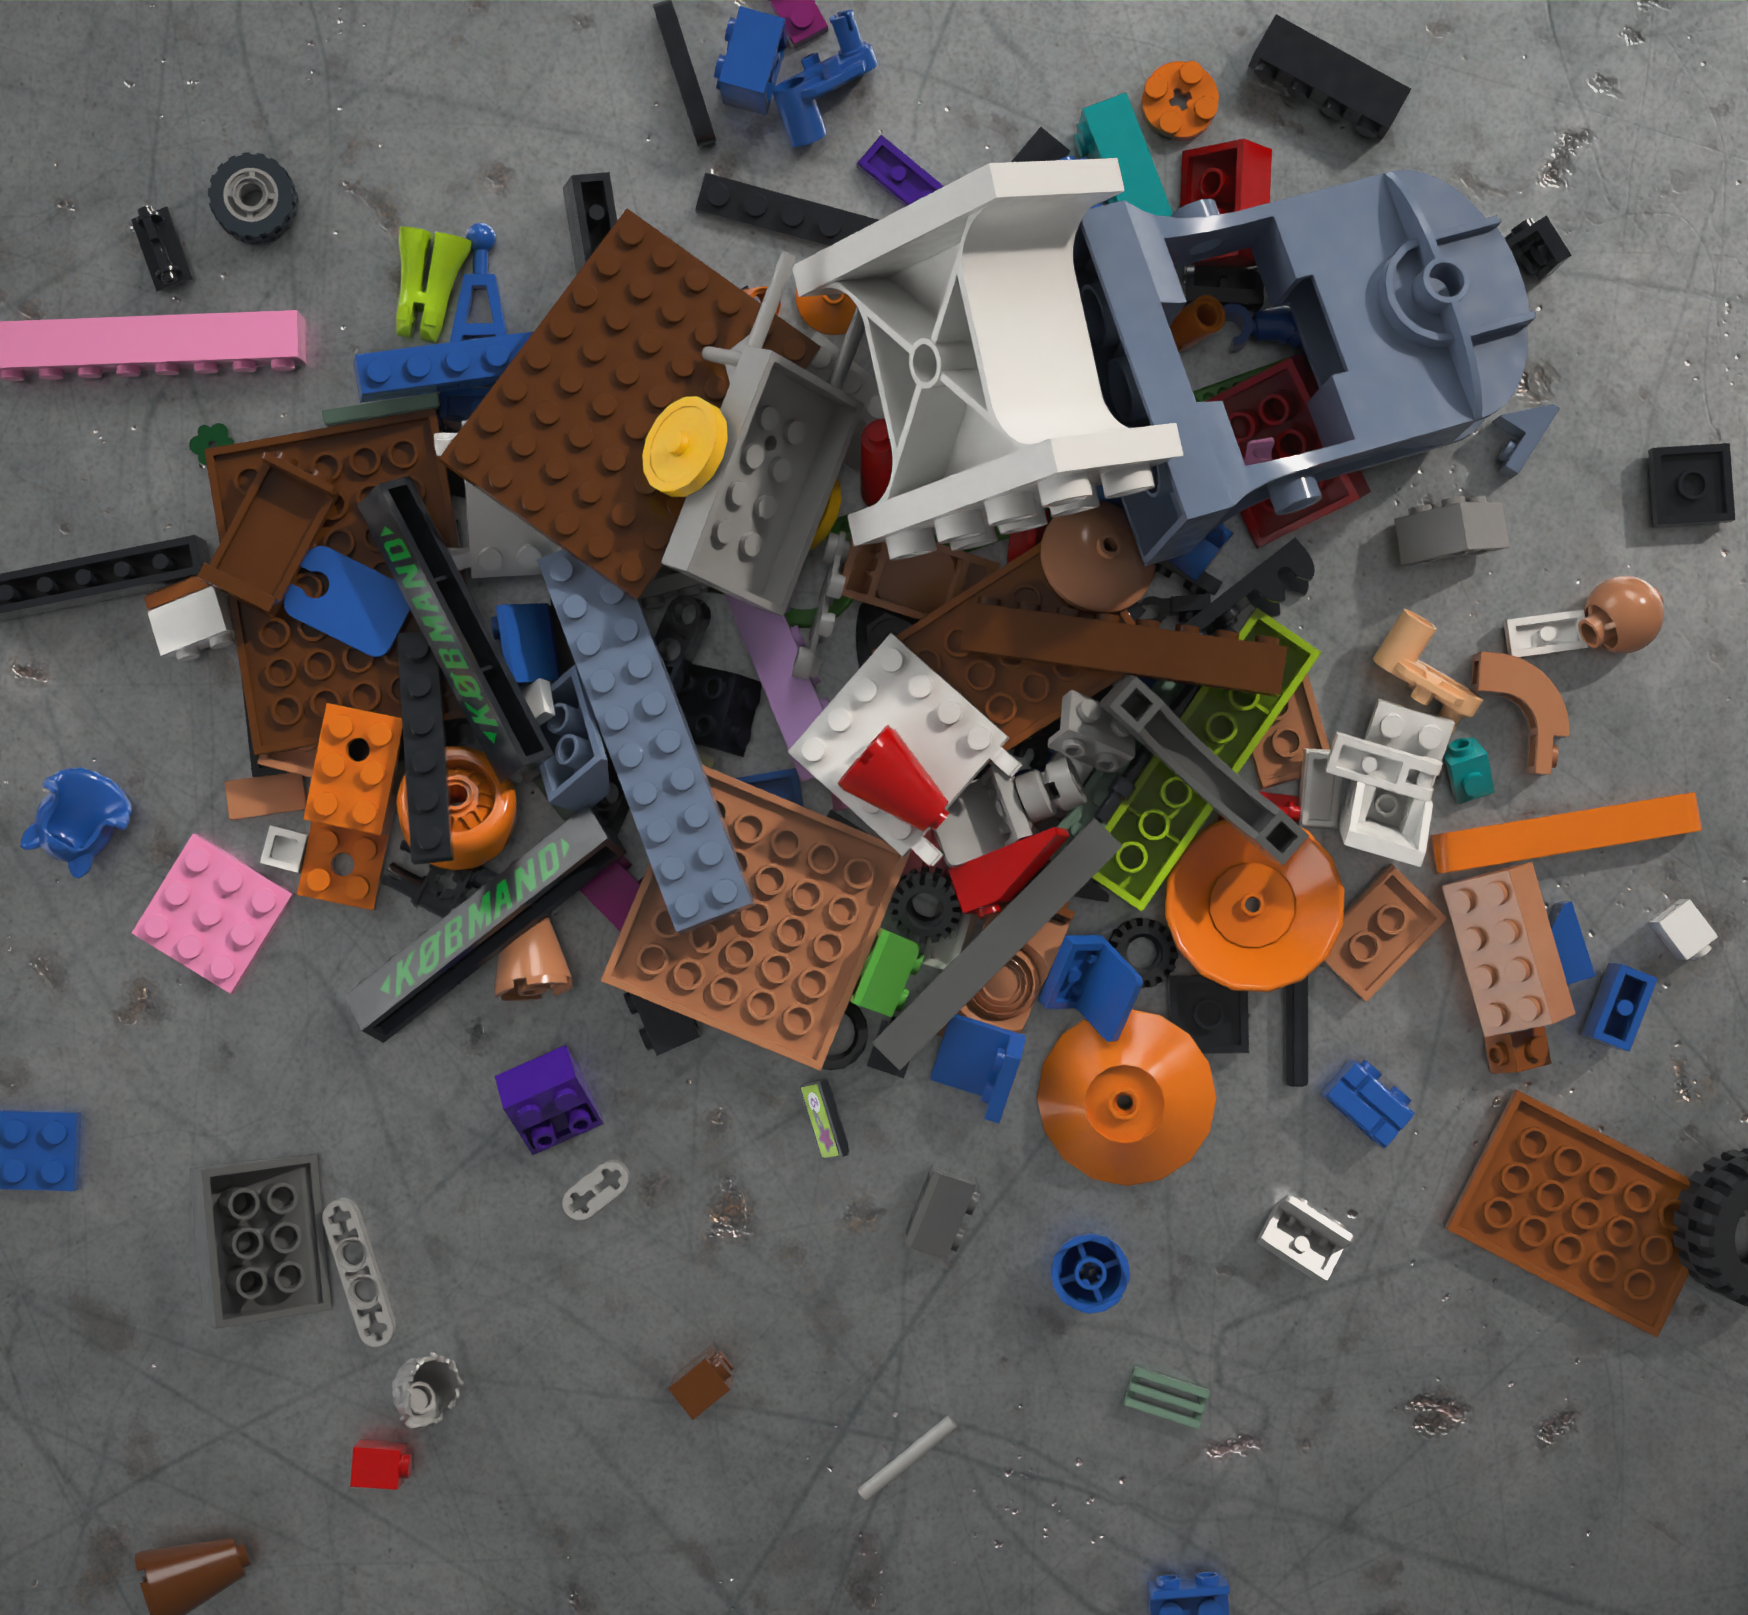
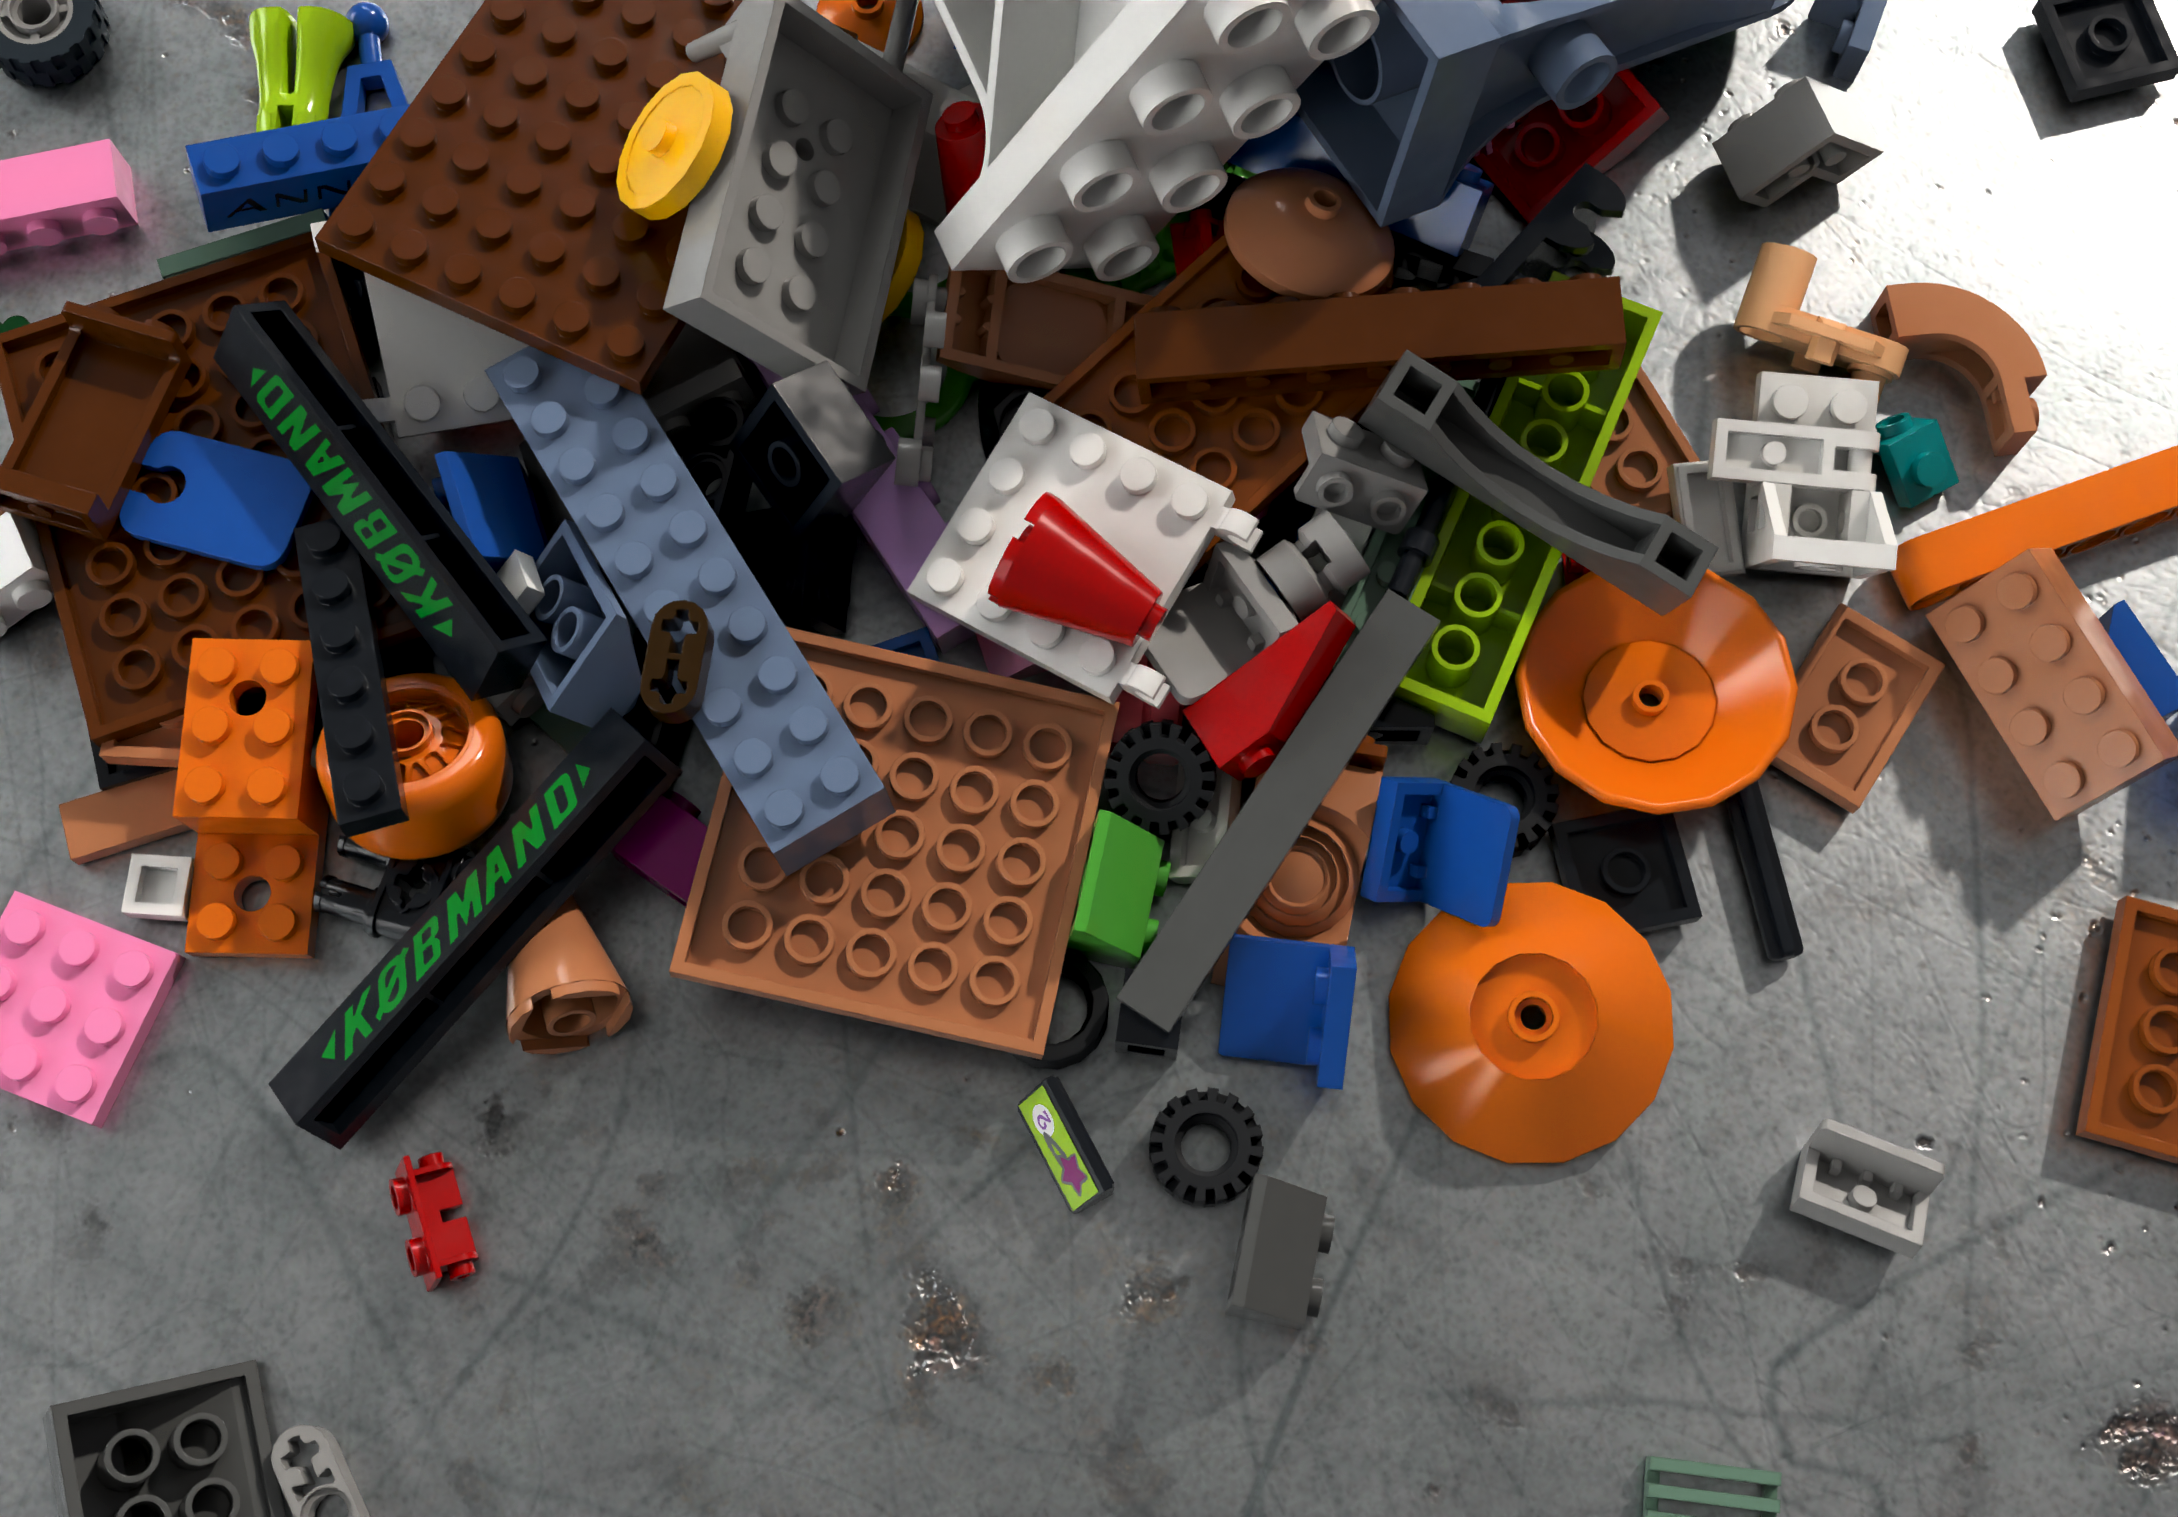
camera: 10 degrees left, 15 degrees down
(427, 1078) = (434, 1243): none -> red hinge
(548, 1100) = (619, 1198): dark purple slope -> none
(589, 1183) = (728, 1341): light grey beam -> none
(645, 801) = (663, 659): none -> dark brown beam
(662, 1027) = (790, 1039): black brick -> none
(742, 654) = (811, 450): none -> black brick
(916, 1160) = (1211, 1109): none -> black tyre
(1095, 1290) = (1565, 1285): blue cylinder -> none
(1368, 1102) = (1905, 958): blue brick -> none
(1517, 1050) = (2104, 840): dark orange bracket -> none
(1544, 634) = (1970, 256): white plate -> none
(1622, 615) = (2069, 208): nougat brick -> none

